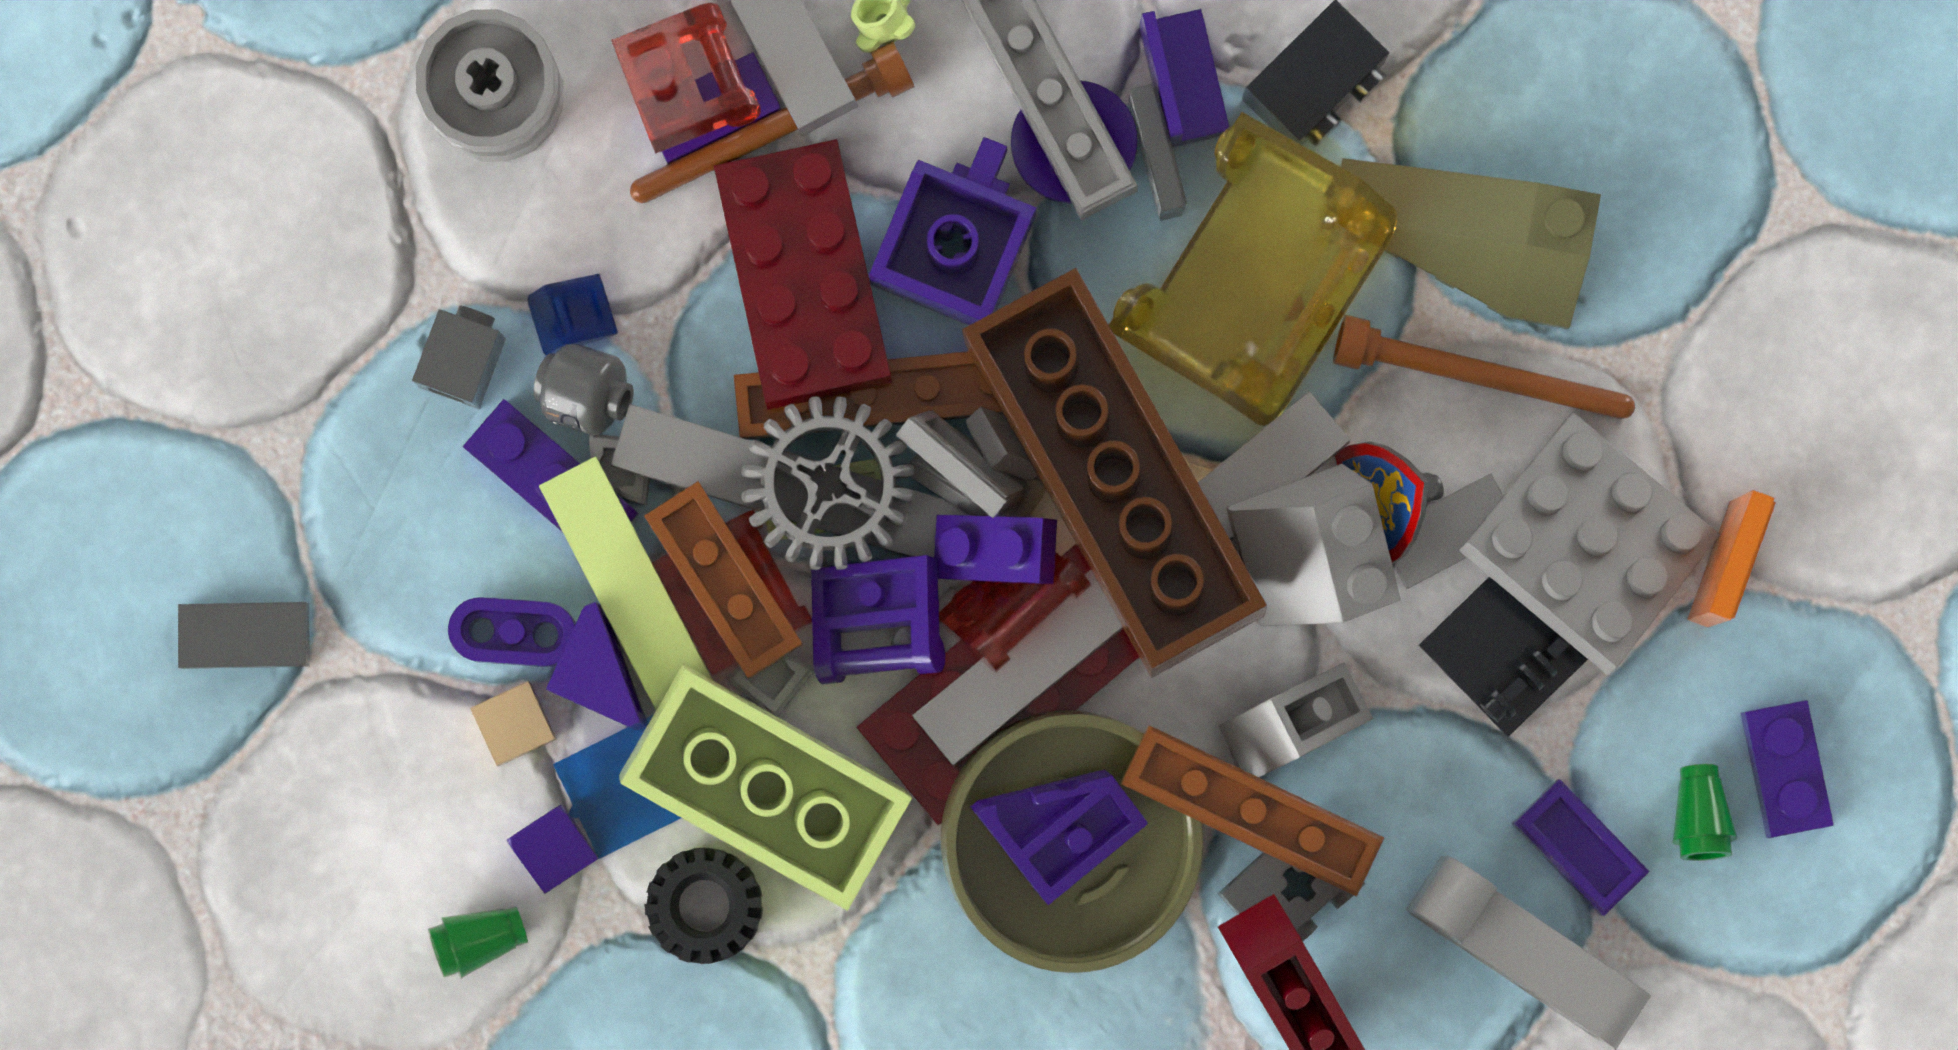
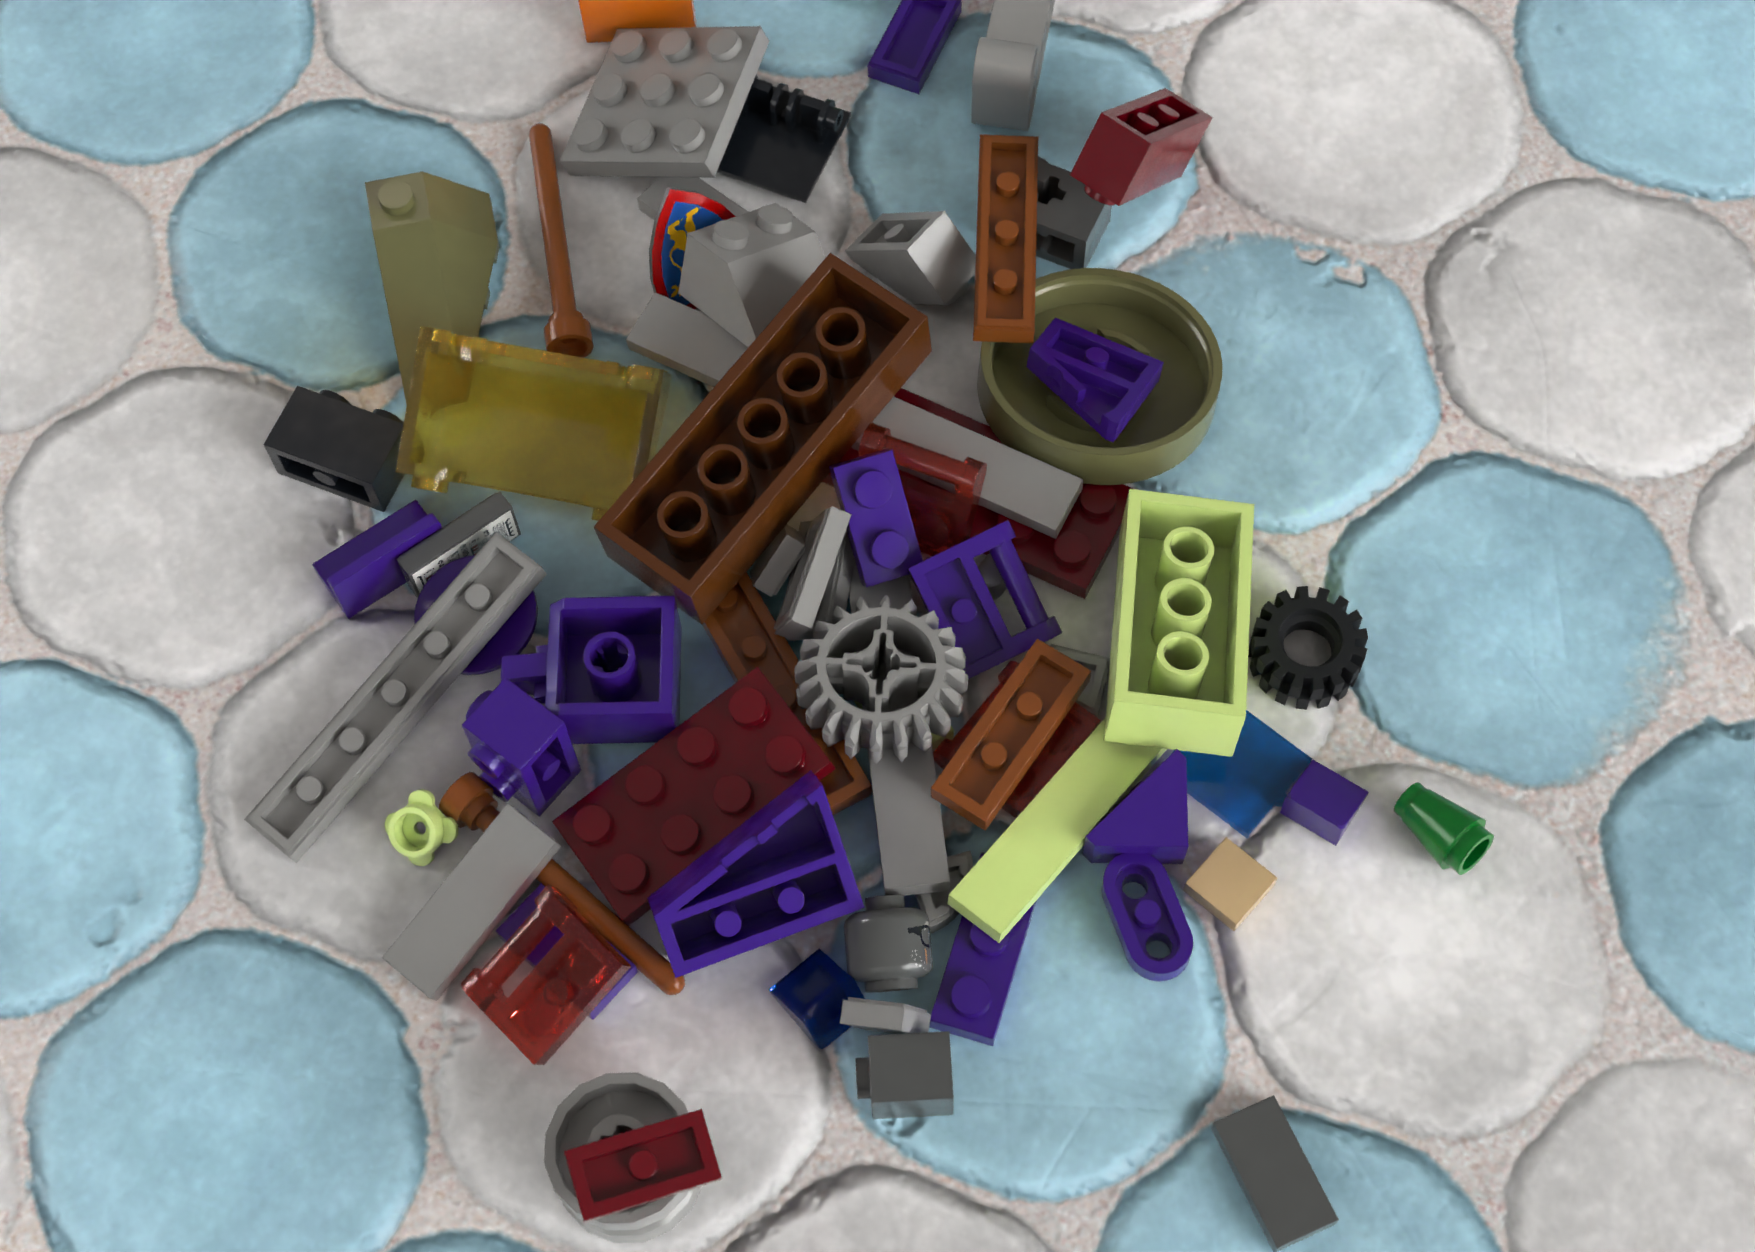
camera: 110 degrees left, 20 degrees down
(448, 85) = (642, 1165): none -> dark red plate
(515, 357) = (884, 1016): none -> light grey tile
(680, 291) = (758, 883): none -> dark purple wedge
(906, 125) = (520, 747): none -> dark purple brick

